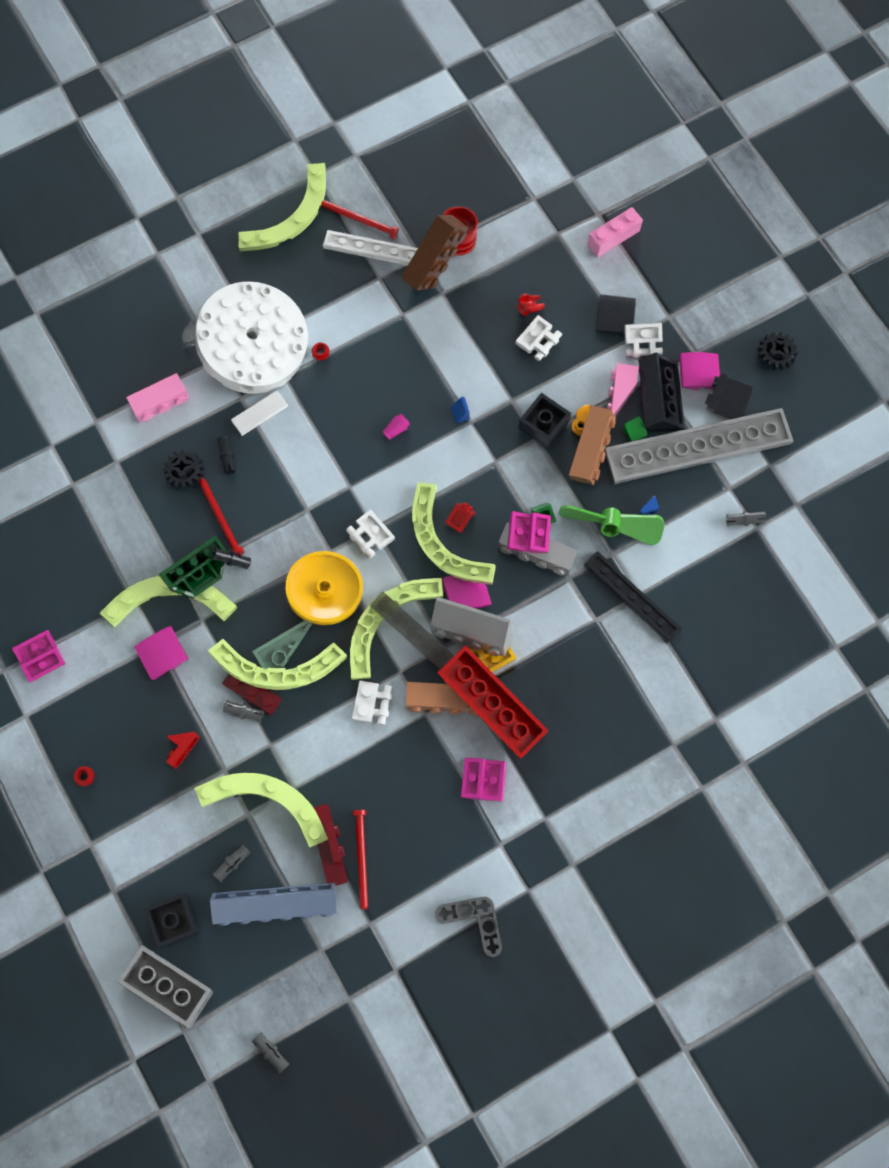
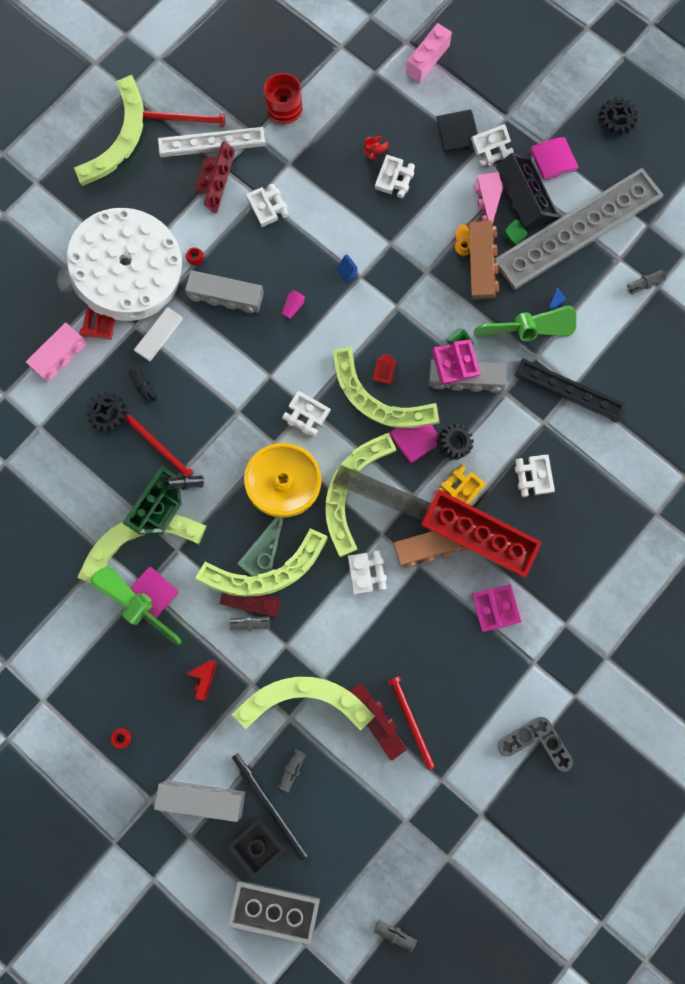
camera: 15 degrees left, 5 degrees up
(38, 656) = (34, 638): dark pink slope -> none
(135, 858) = (200, 800): none -> light grey brick
(143, 657) = (136, 605): none -> bright green piece
(188, 849) = (246, 772): none -> black bar
(210, 388) = (103, 326): none -> red plate
(273, 904) = (346, 795): sand blue brick -> none
(336, 394) = (224, 292): none -> light grey brick
(367, 282) = (214, 176): none -> dark red bracket
(401, 325) = (262, 207): none -> white plate
(435, 252) = (270, 124): reddish brown brick -> none
(471, 627) = (435, 470): light grey slope -> none
(505, 597) = (464, 438): none -> black tyre
(544, 420) = (429, 251): black brick -> none
(573, 666) = (540, 474): none -> white plate
(728, 397) = (590, 173): black bracket -> none

